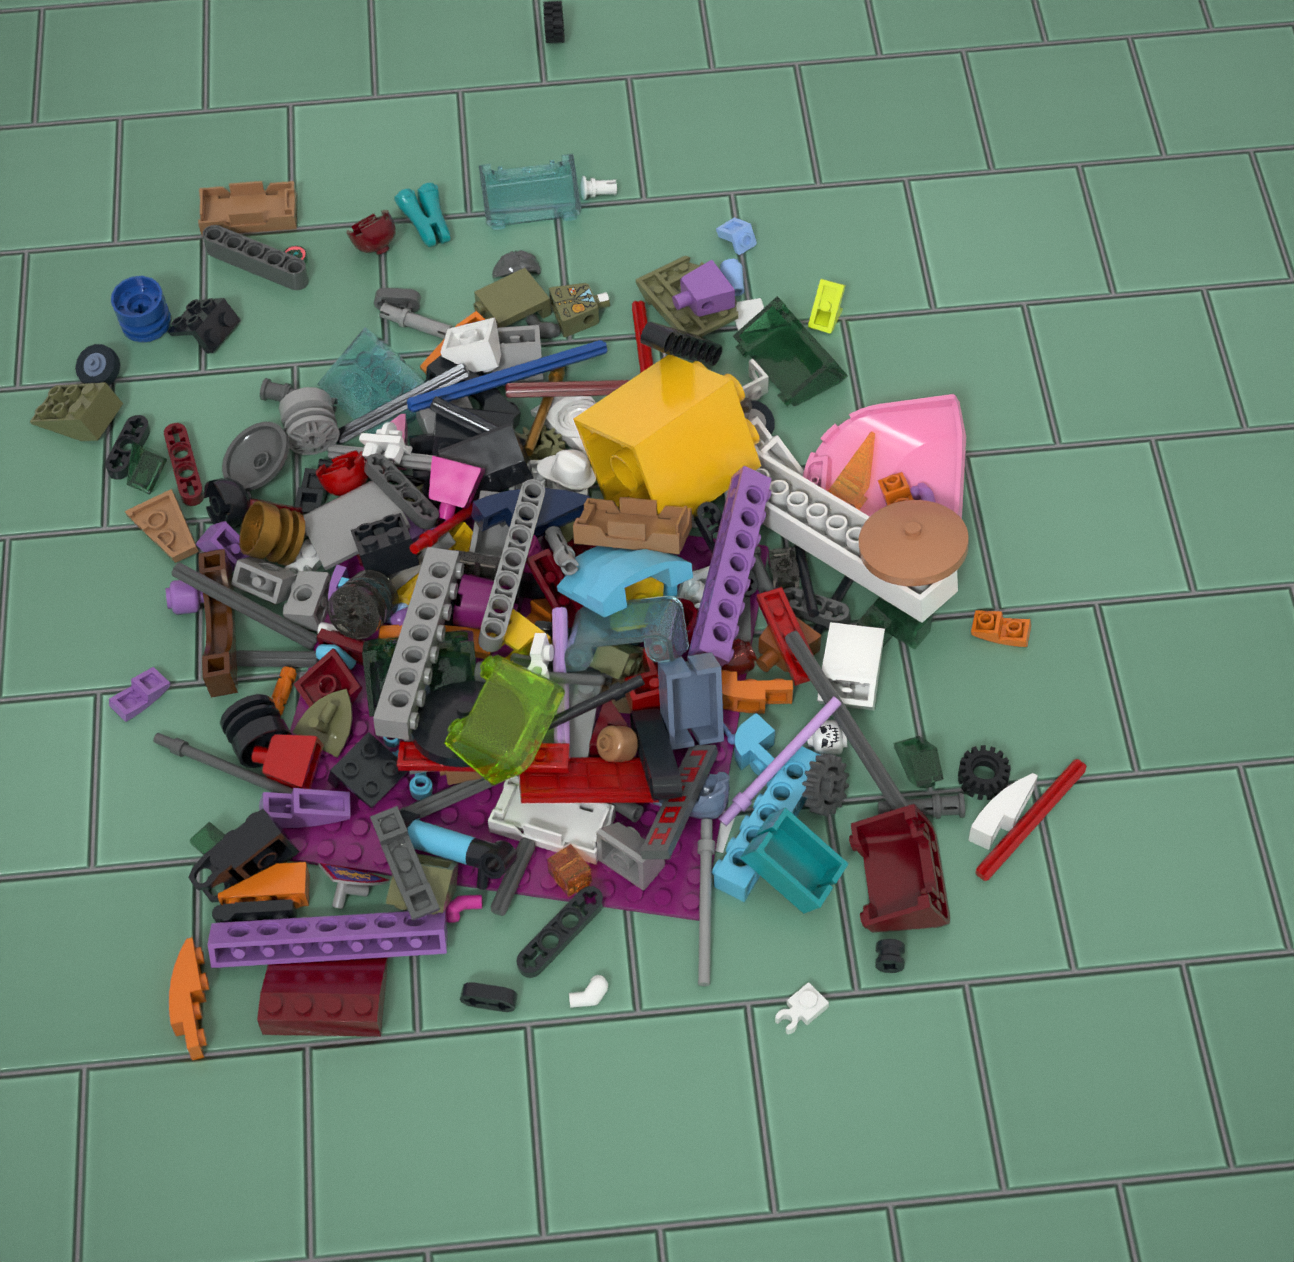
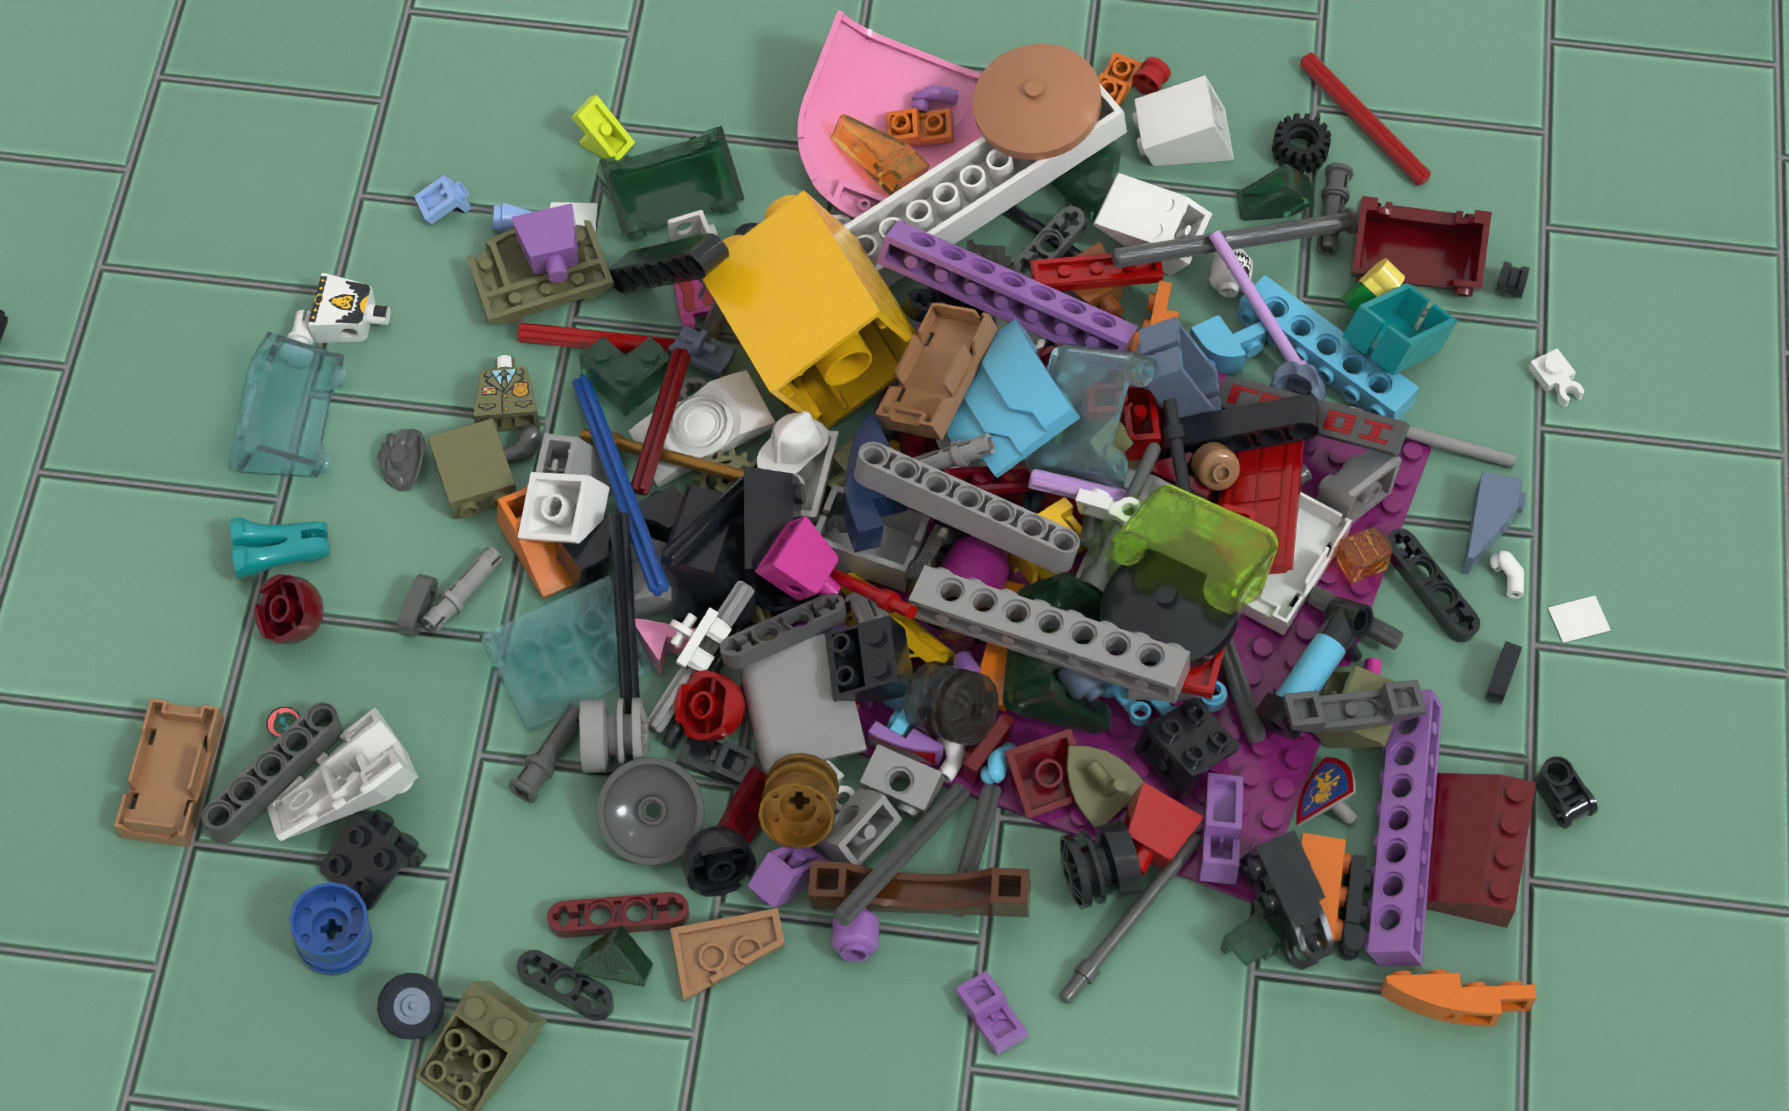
camera: 80 degrees left, 5 degrees up
(254, 296) = (357, 775): none -> white wedge
(283, 687) = (1026, 838): orange axle -> none
(382, 1058) = (1567, 798): none -> black piece
(561, 1057) = (1579, 619): none -> white sticker
(613, 360) = (625, 379): none -> clear green brick
(623, 203) = (344, 311): none -> white torso
(640, 968) = (1492, 514): none -> sand blue slope
(806, 582) = (1025, 241): black bar -> none
(825, 784) = (1302, 281): dark grey gear -> none
(840, 841) = (1377, 281): none -> light yellow leg
(968, 682) = (1183, 125): none -> white slope
(1002, 811) = (1356, 137): white slope -> none
(1013, 650) = (1151, 75): none -> red wheel

